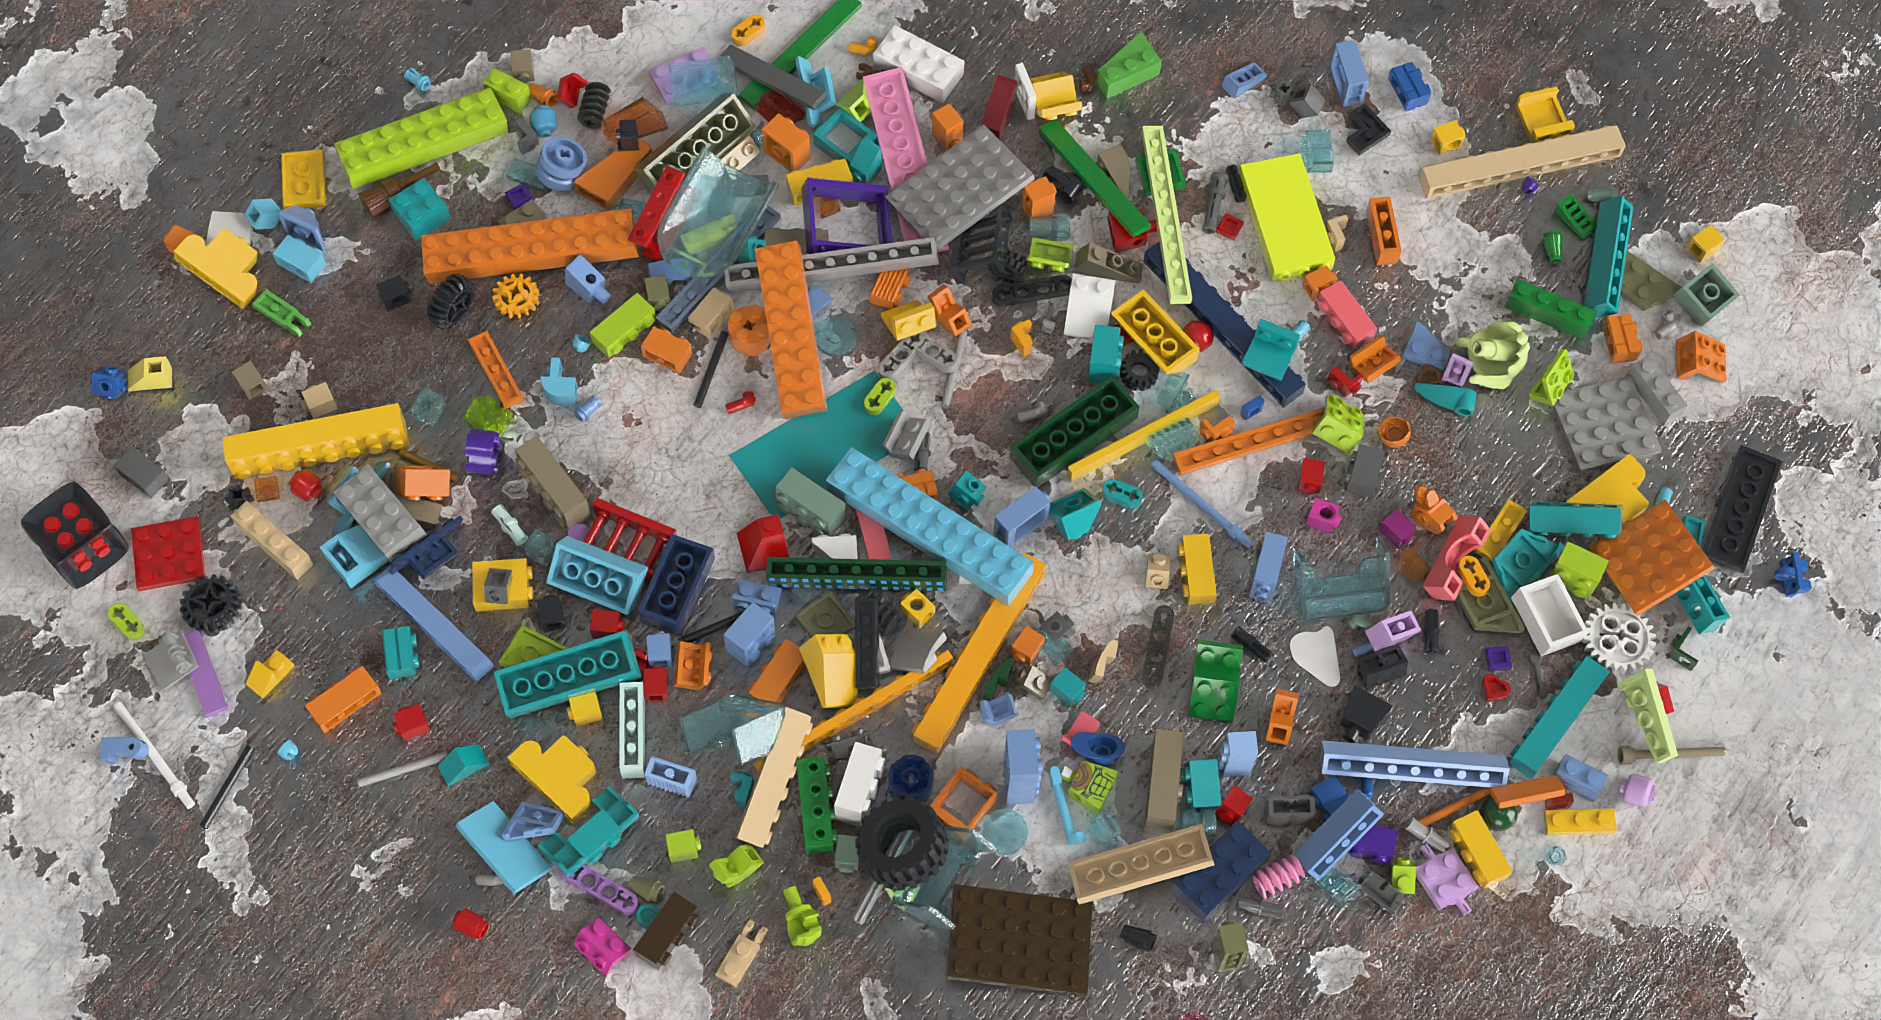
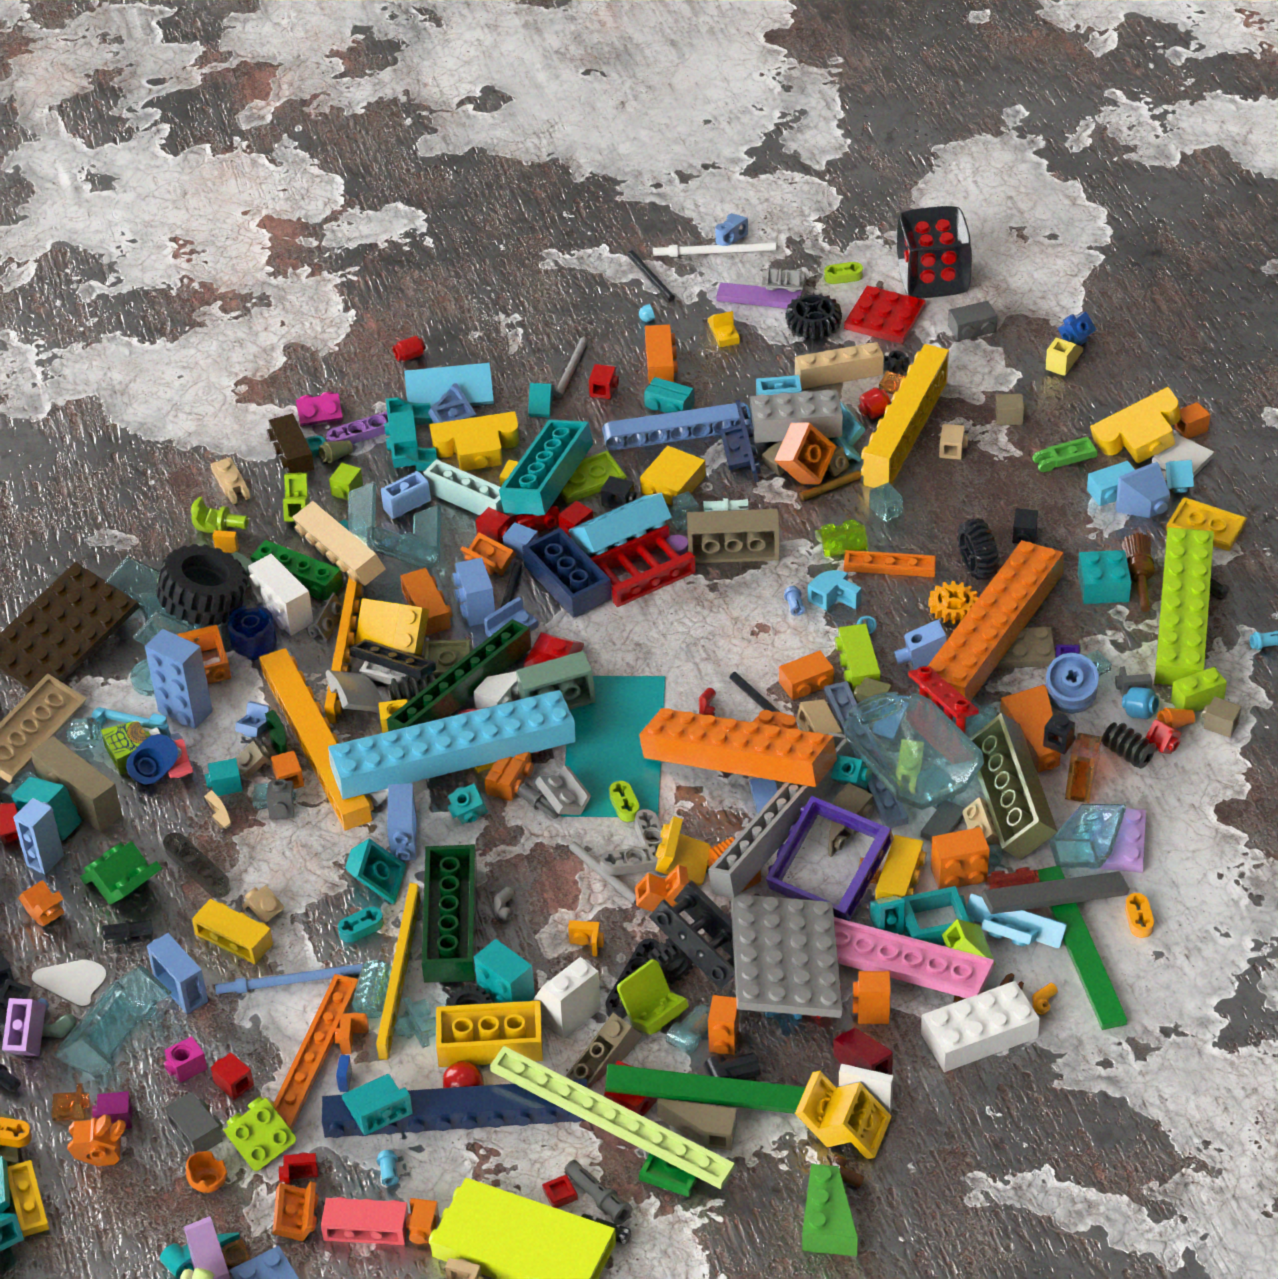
camera: 130 degrees right, 20 degrees down
(482, 451) = (805, 508): dark purple brick -> none
(497, 585) = (666, 457): dark grey bracket -> none
(836, 336) = (717, 805): clear light blue tile -> none
(1466, 535) = (50, 1157): coral arch -> none

